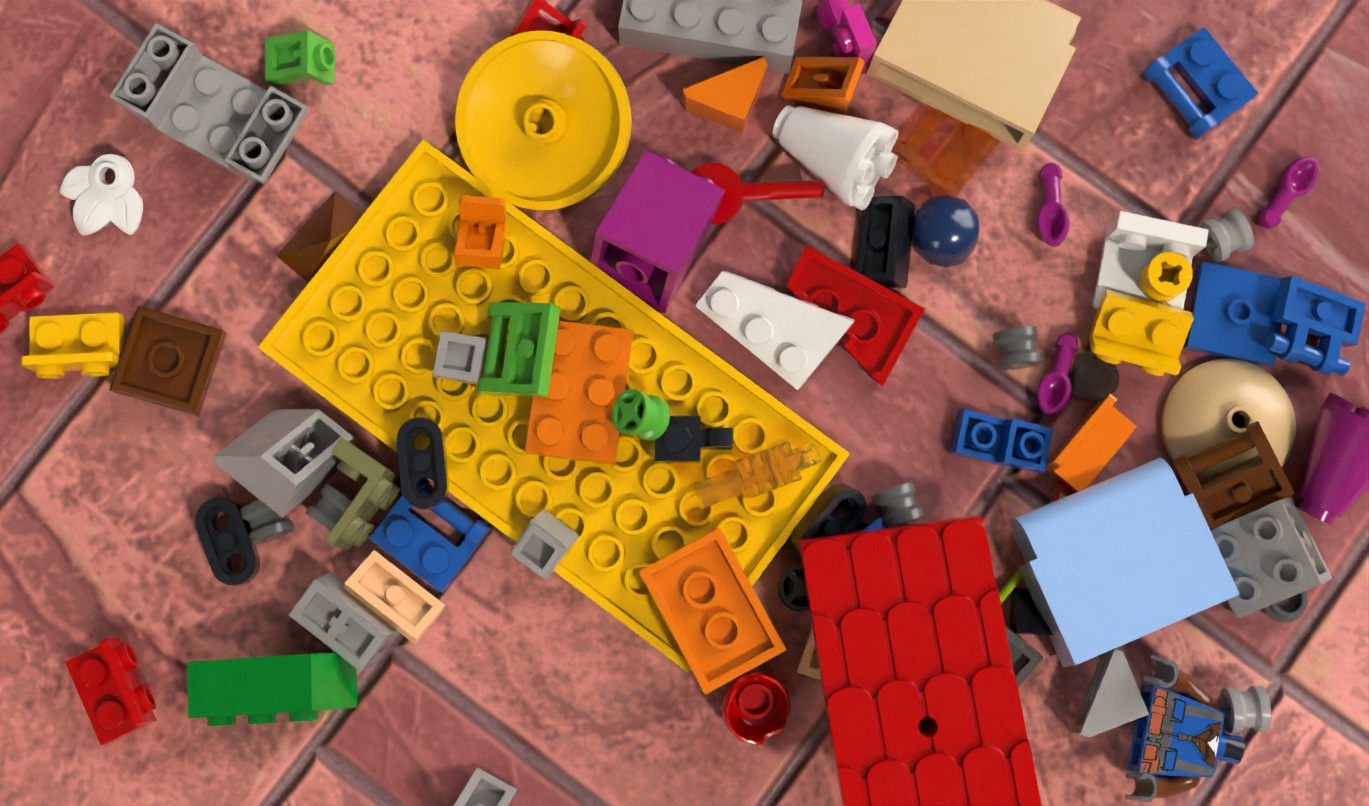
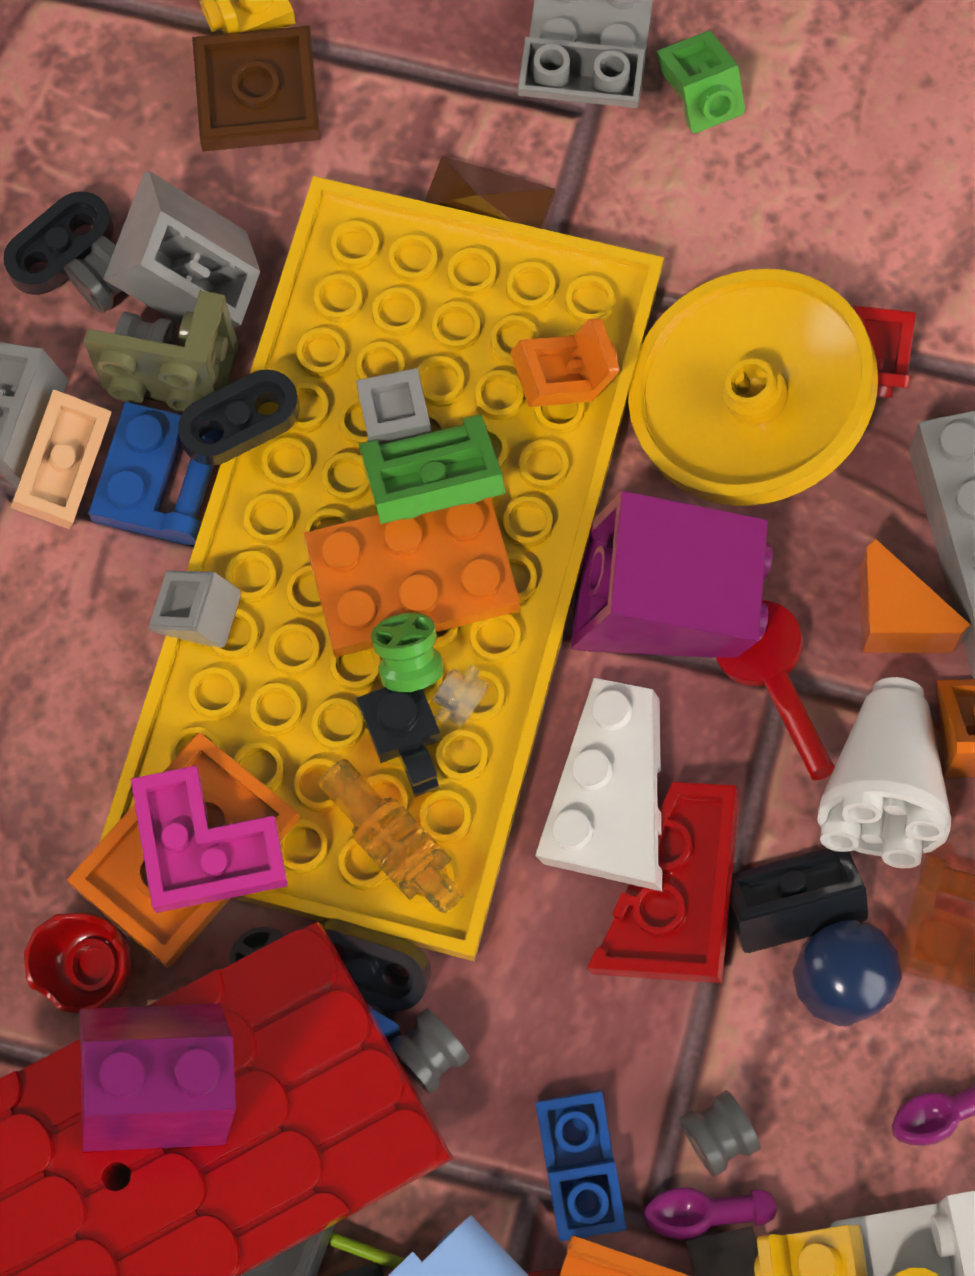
camera: 75 degrees right, 10 degrees down
(681, 393) = (459, 695): none -> clear plate
(728, 609) = (190, 860): none -> dark pink plate
(881, 674) = (156, 1077): none -> magenta slope

